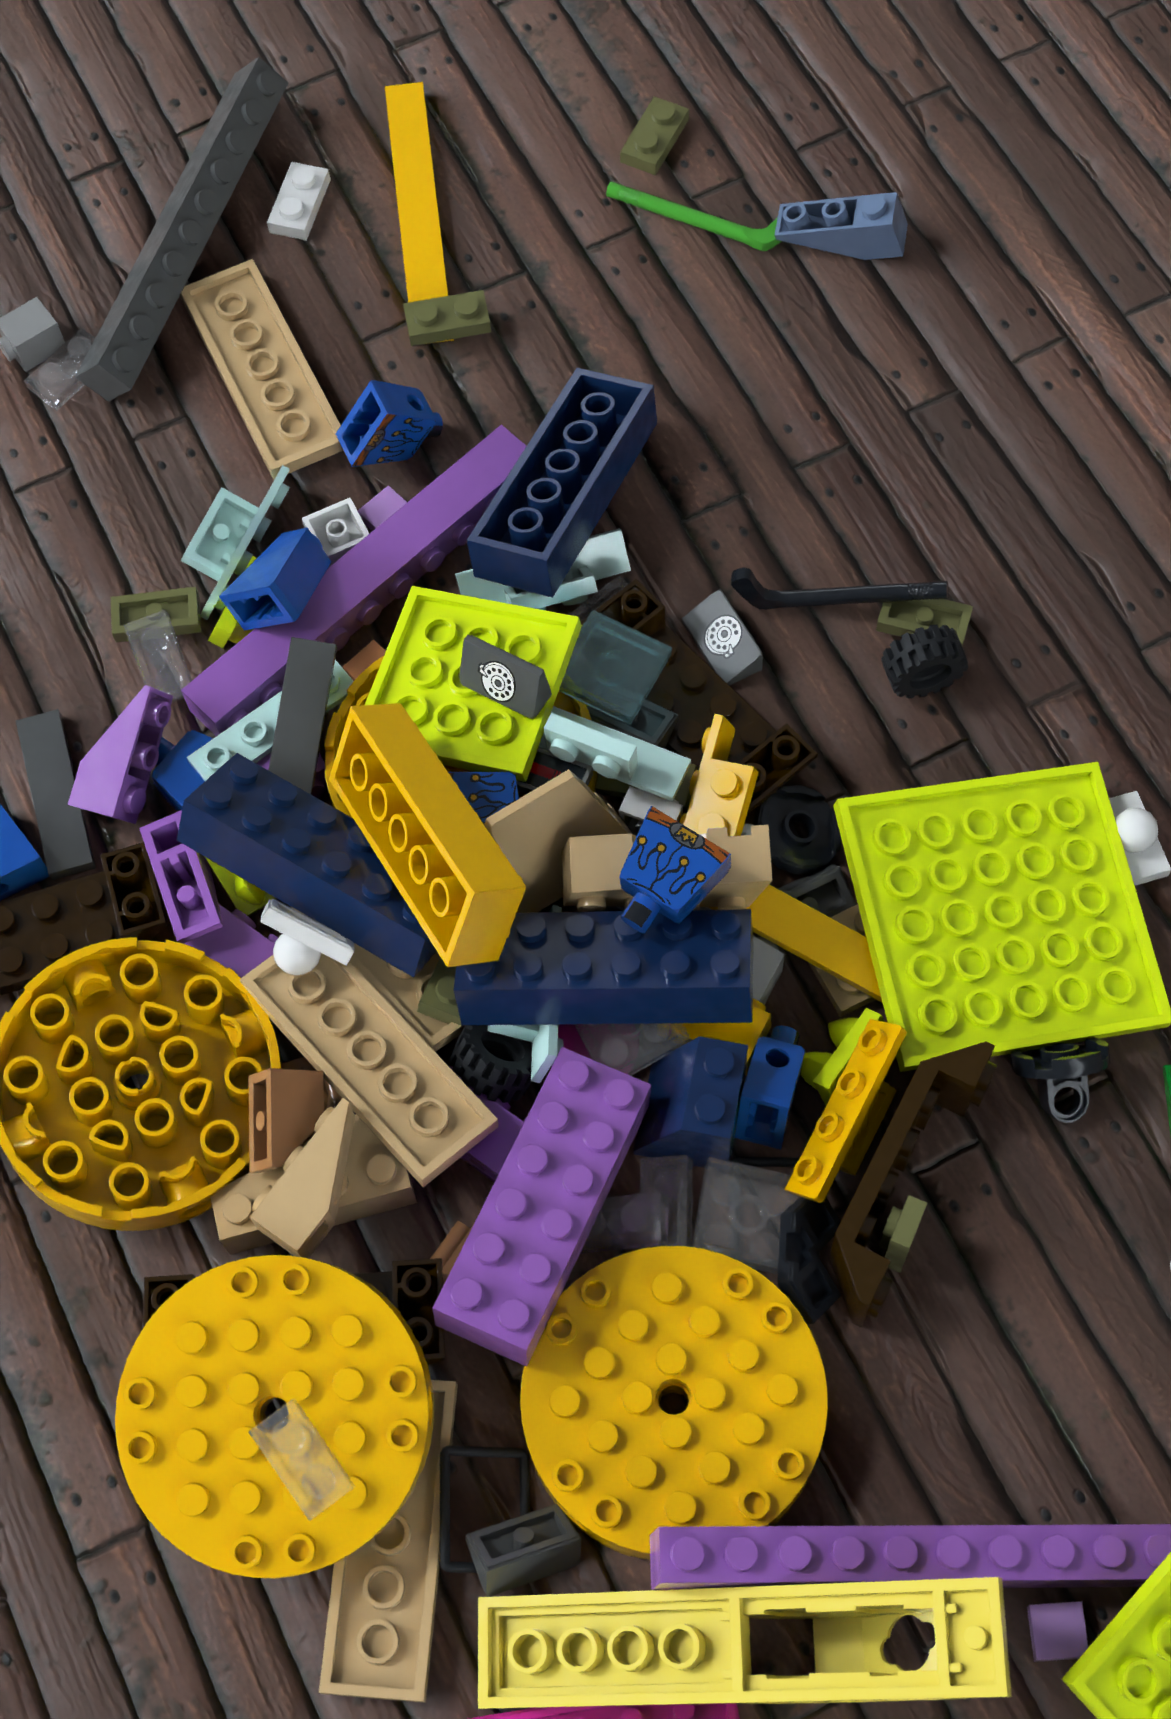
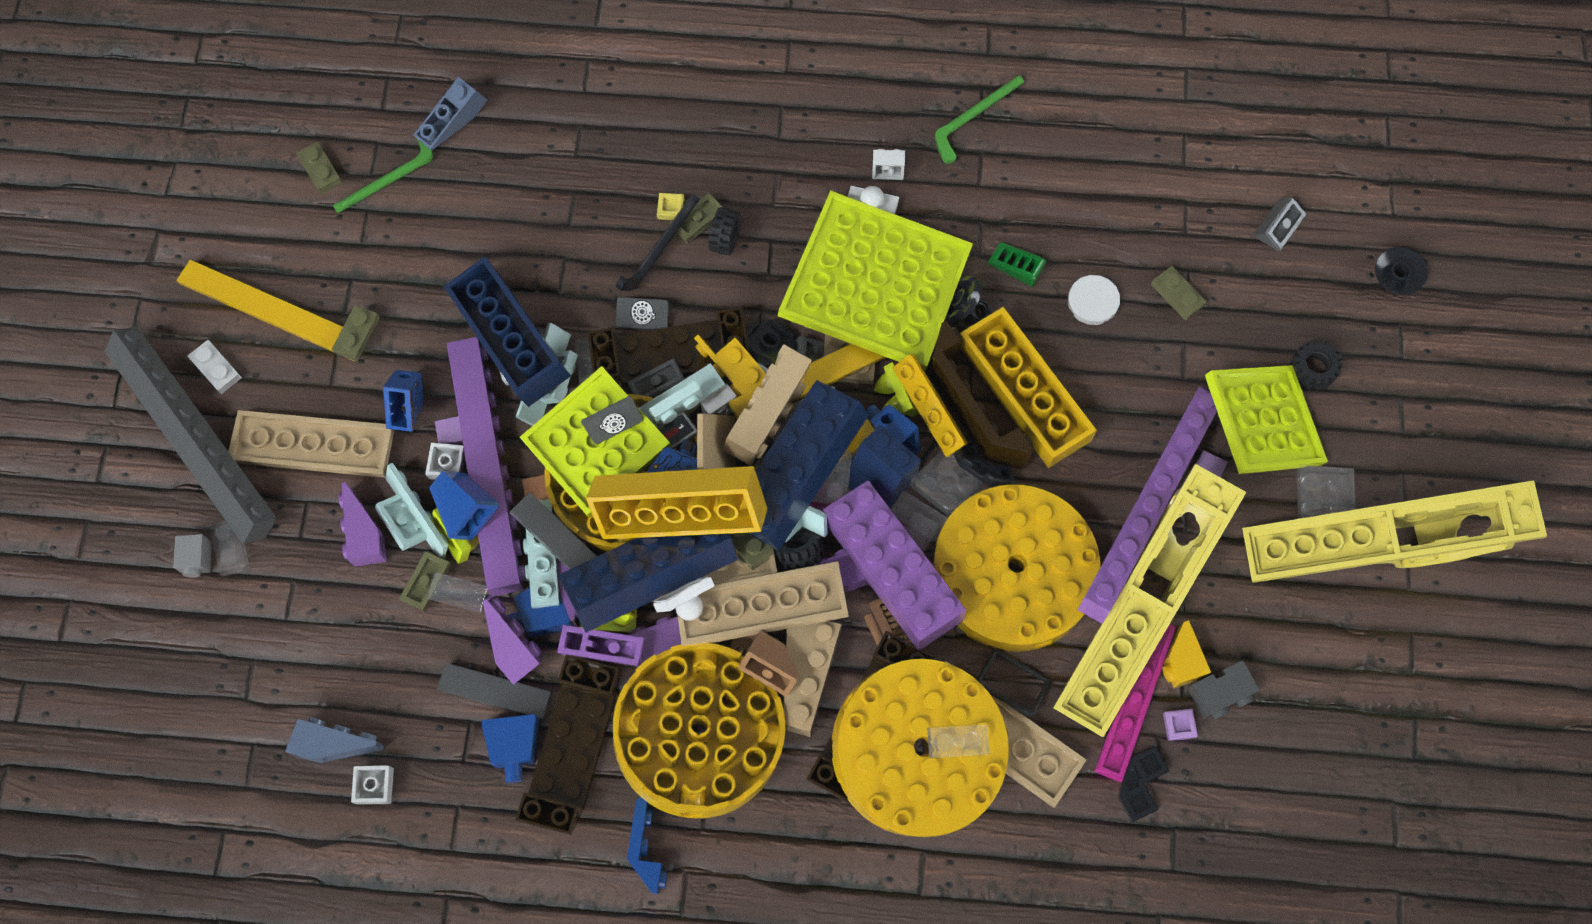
camera: 60 degrees left, 5 degrees up
(177, 499) = (363, 537): none -> medium lavender slope
(307, 1196) = (822, 672): tan slope -> none
(524, 1549) = (1042, 674): dark grey slope -> none
(613, 667) = (634, 368): clear light blue tile -> none
(669, 871) = (779, 401): torso -> none
(901, 1231) = (1002, 416): olive plate -> none
(917, 568) = (669, 205): none -> light yellow tile
(984, 1245) = (1026, 387): none -> yellow brick

